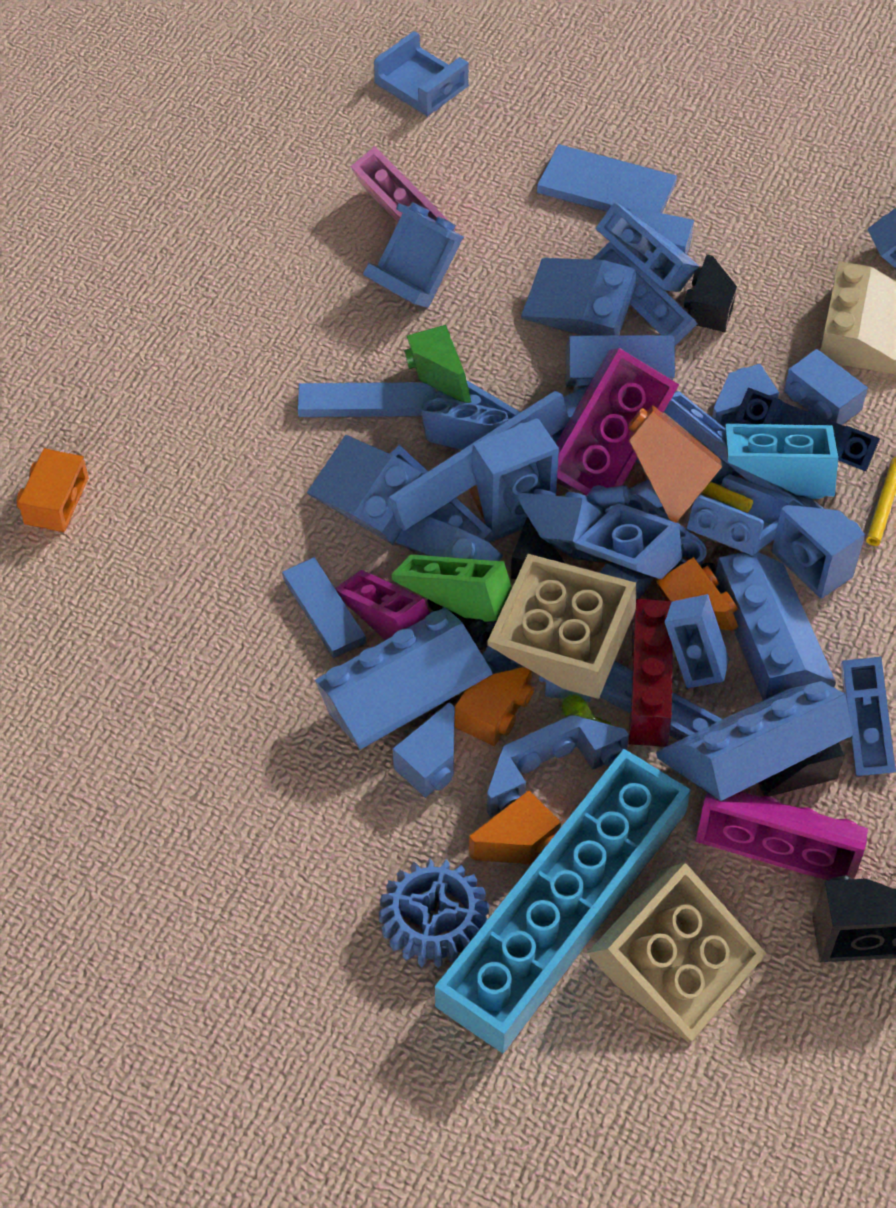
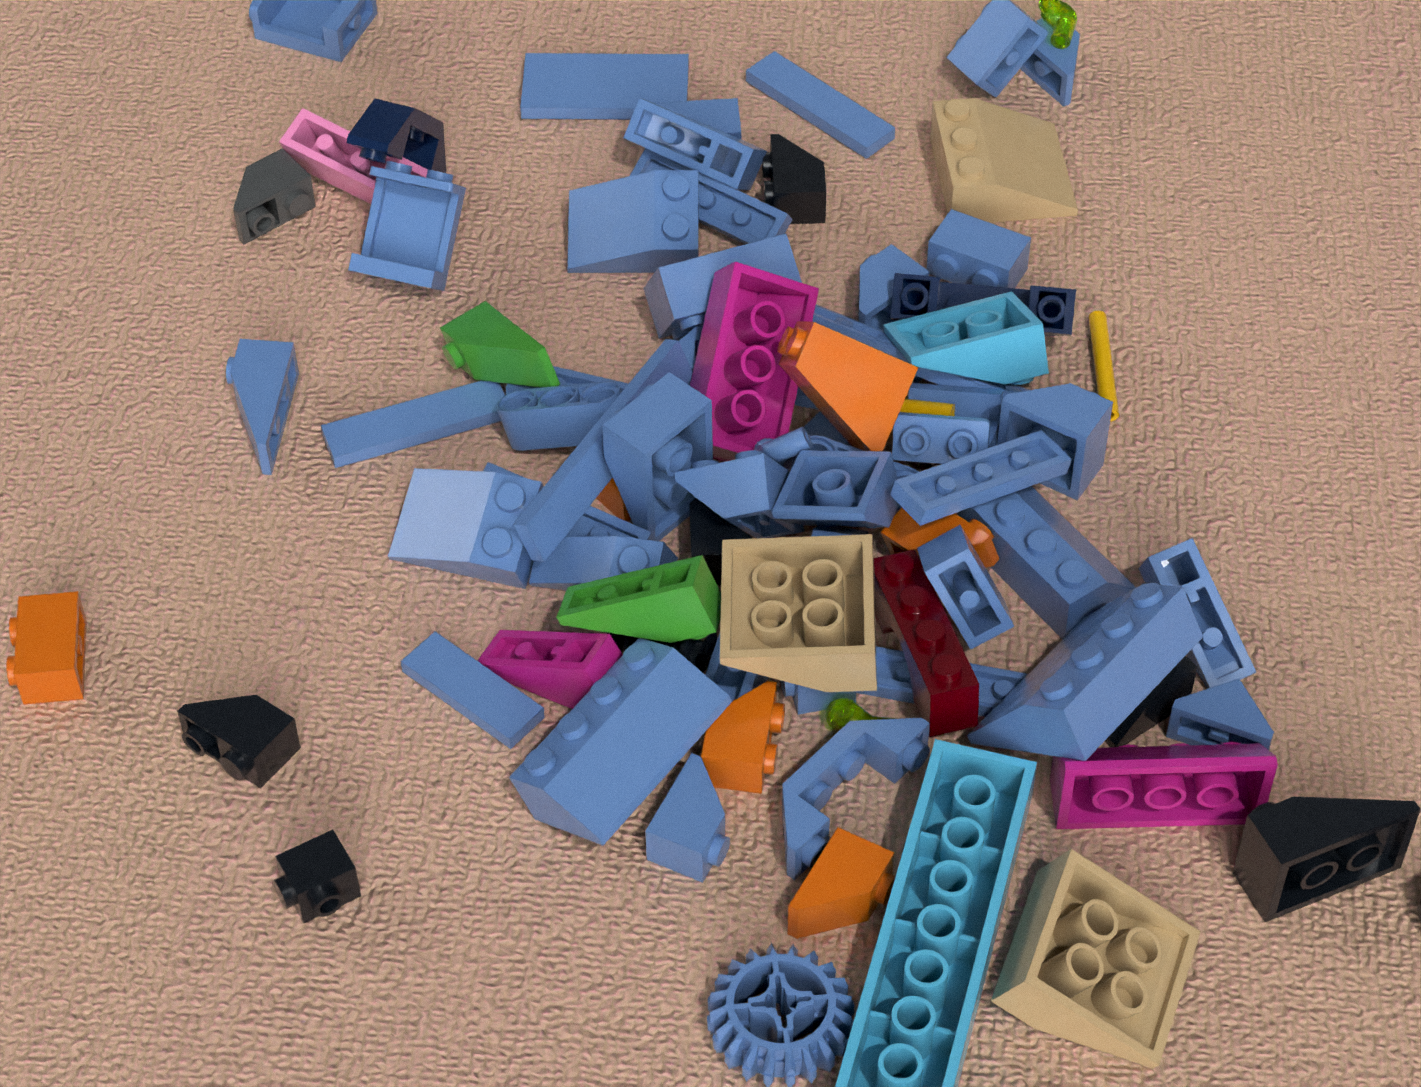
camera: 20 degrees left, 5 degrees down
(154, 590) = (241, 734): none -> black slope
(160, 708) = (316, 877): none -> black brick
(271, 344) = (264, 387): none -> medium blue slope
(333, 204) = (271, 195): none -> dark grey slope
(416, 179) = (399, 133): none -> dark blue slope
(740, 562) = (980, 477): none -> medium blue plate
(759, 240) = (820, 104): none -> medium blue tile
(849, 798) = (1219, 717): none -> medium blue slope

